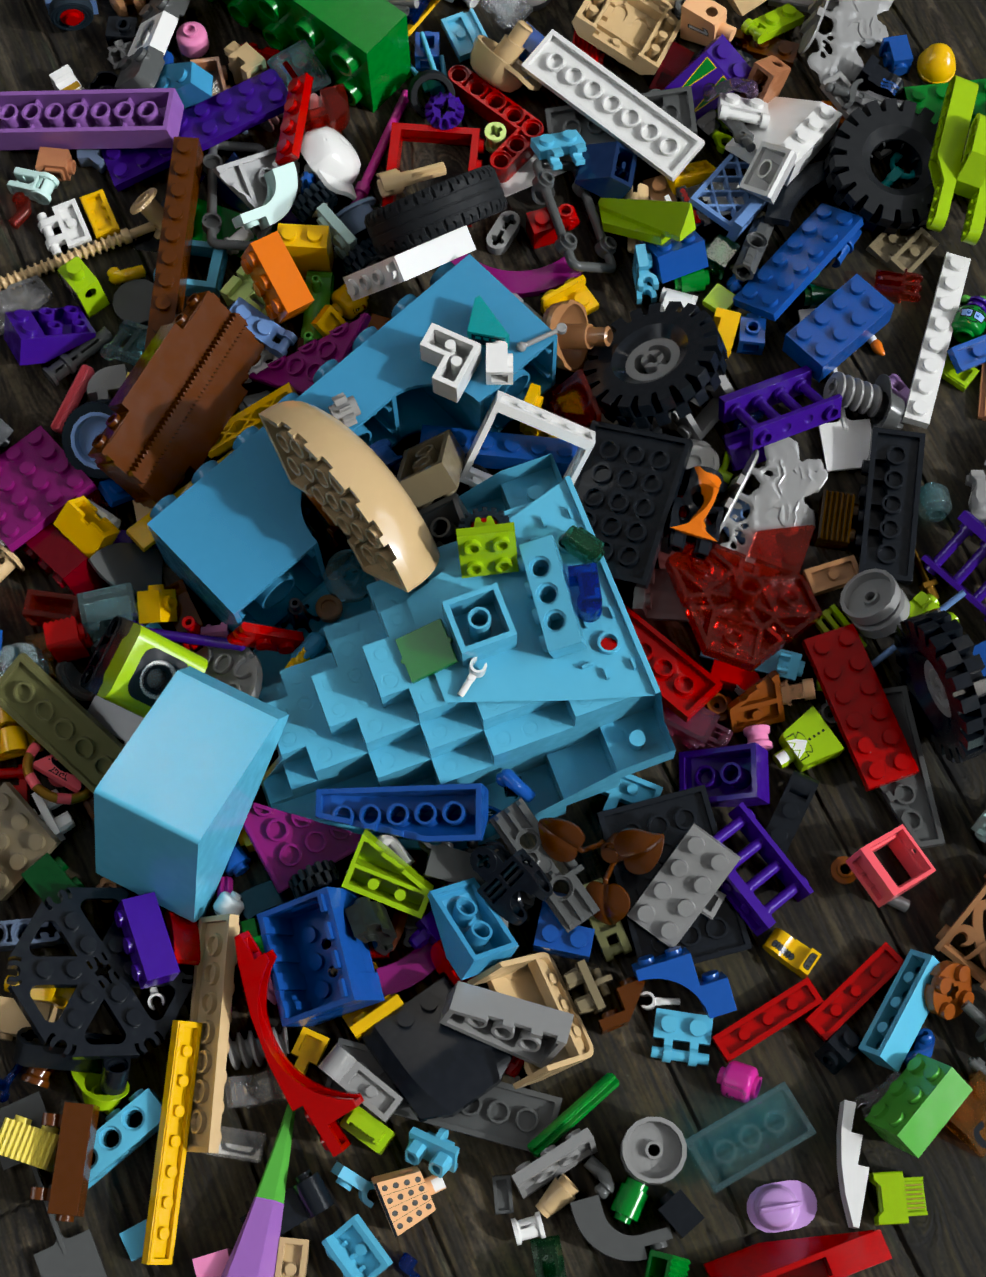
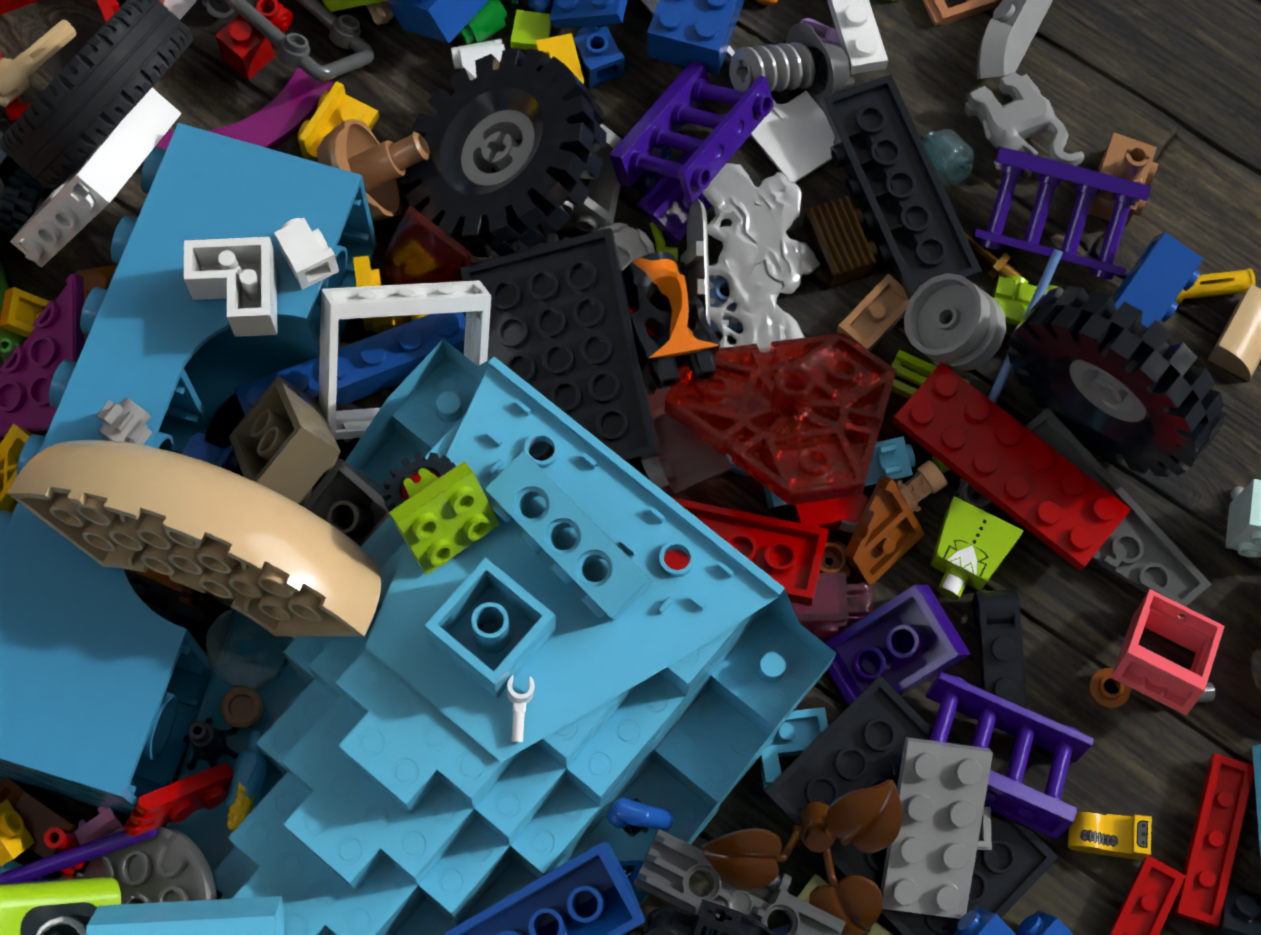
camera: 35 degrees left, 0 degrees up
(345, 306) = (30, 277): yellow head -> none
(426, 650) = (435, 703): green piece -> none
(484, 325) = (257, 209): teal slope -> none
(507, 235) = (187, 78): light grey beam -> none
(560, 329) = (362, 164): light grey hinge -> none
(583, 545) = (570, 443): clear green brick -> none
(590, 598) = (612, 501): clear blue leg -> none
(641, 274) = (413, 43): medium azure plate -> none
(758, 734) = (905, 573): bright pink wheel -> none
(782, 546) = (794, 309): clear red wing -> none

